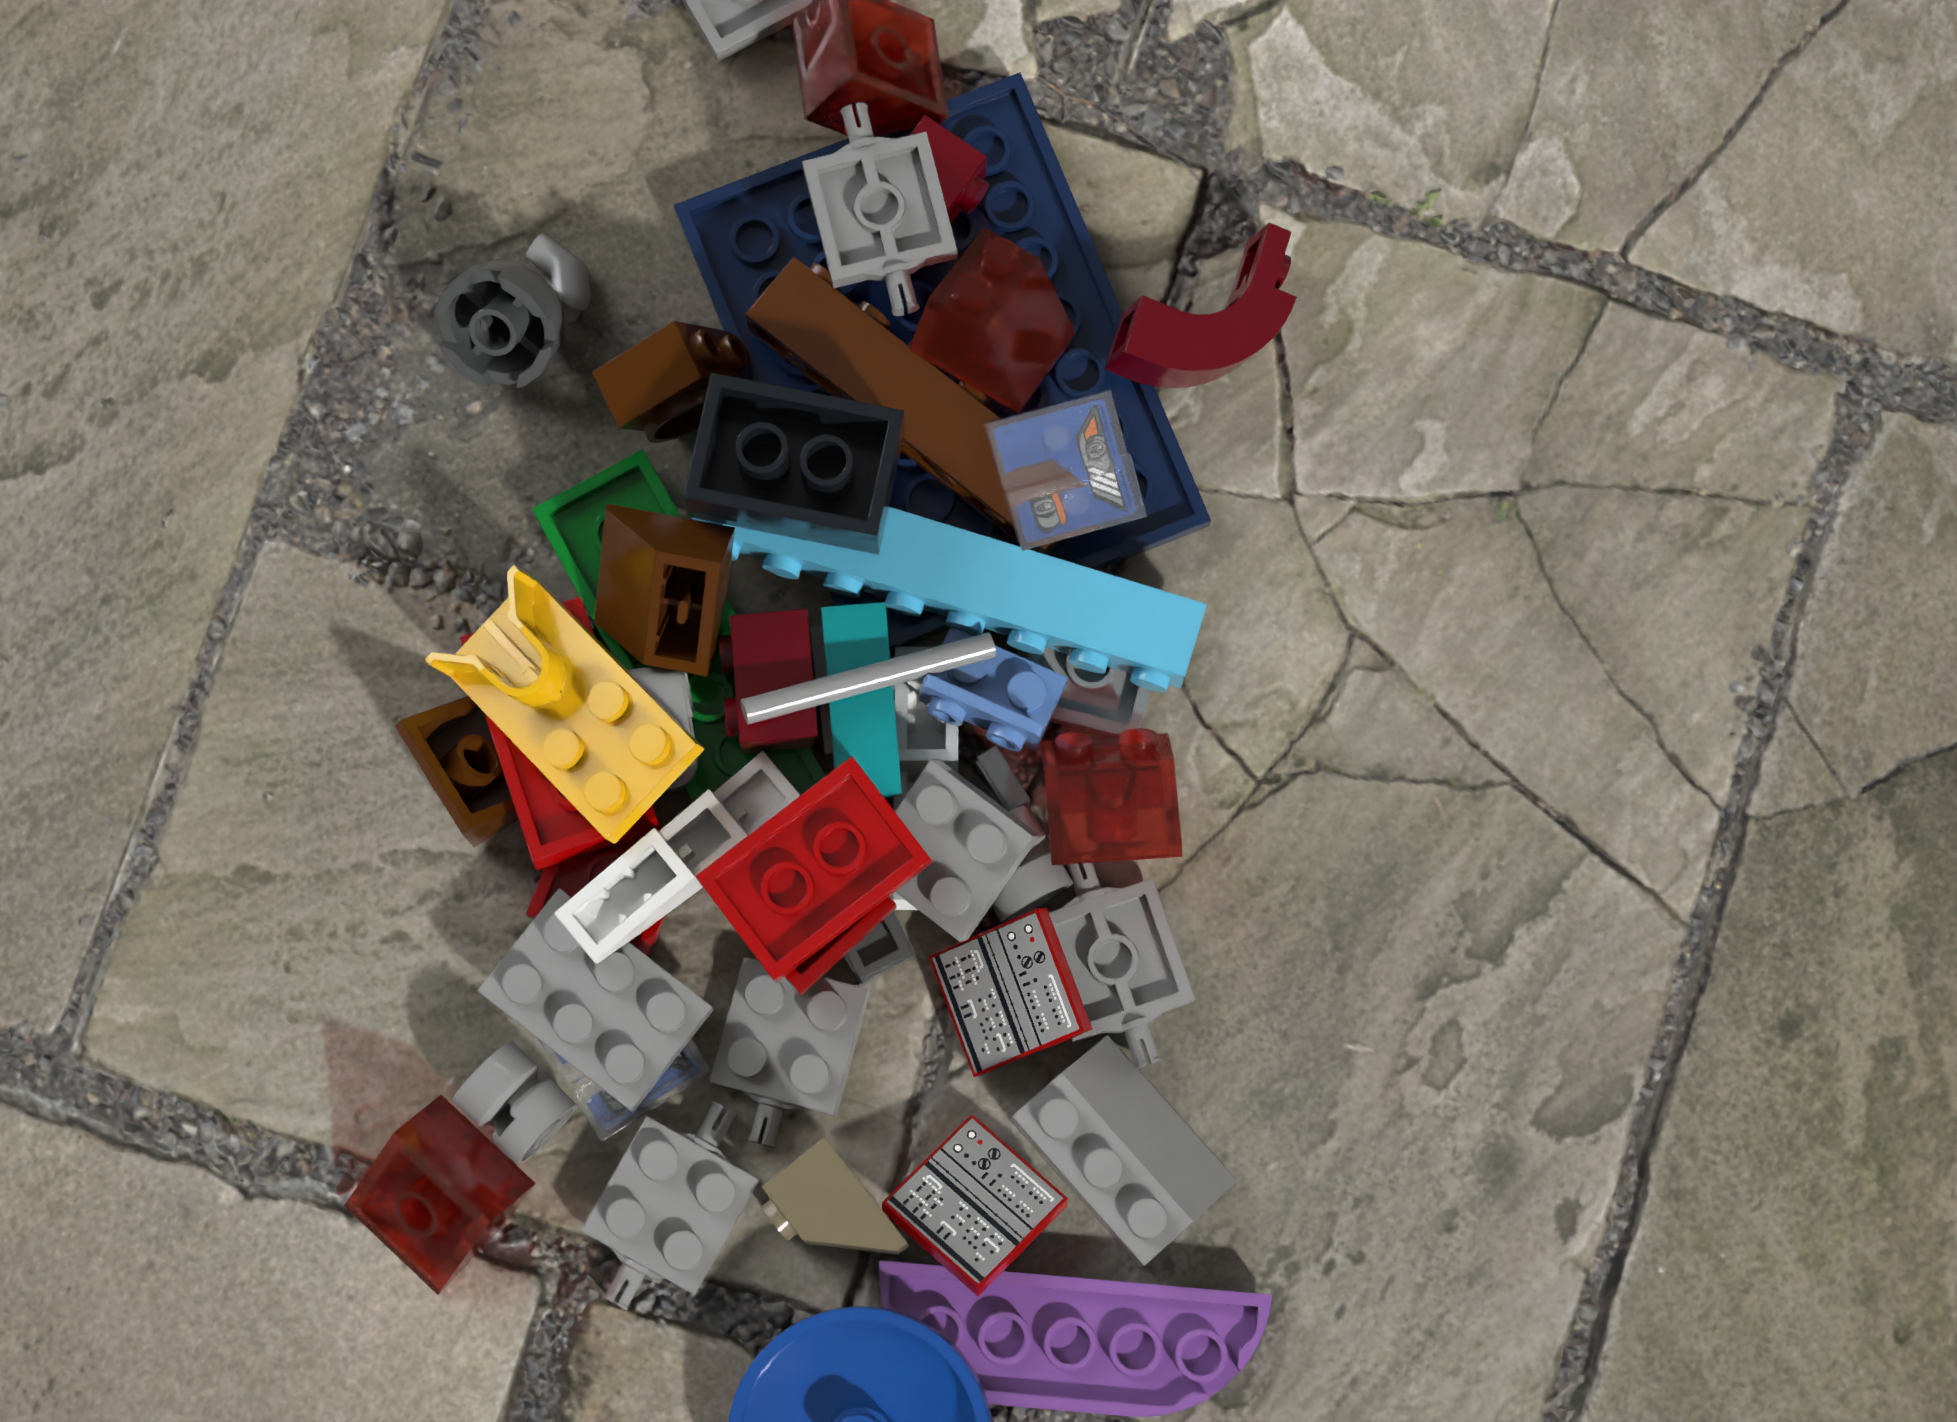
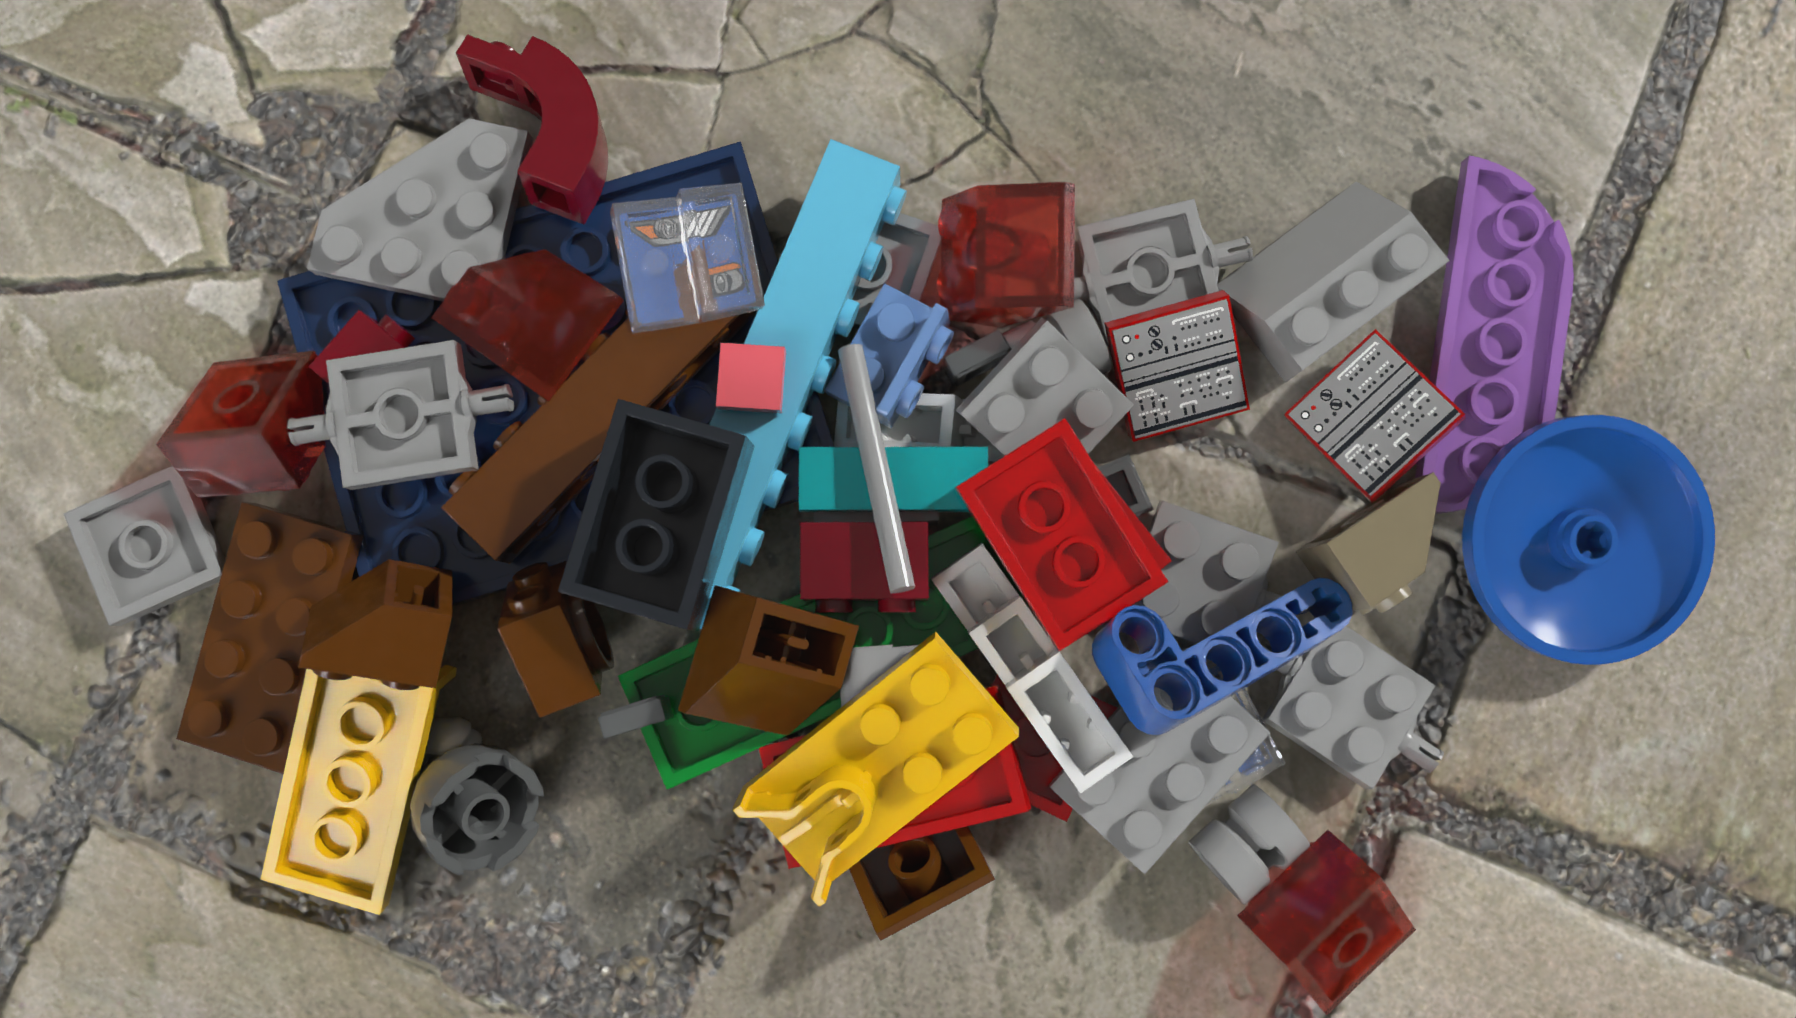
camera: 80 degrees left, 5 degrees up
(524, 200) = (349, 788): none -> yellow plate
(602, 467) = (635, 716): none -> dark grey tile
(657, 106) = (249, 659): none -> reddish brown plate
(671, 213) = (383, 627): none -> reddish brown slope
(715, 1053) = (1232, 649): none -> blue beam
(947, 544) = (751, 378): none -> coral tile
(1099, 215) = (427, 214): none -> light grey plate

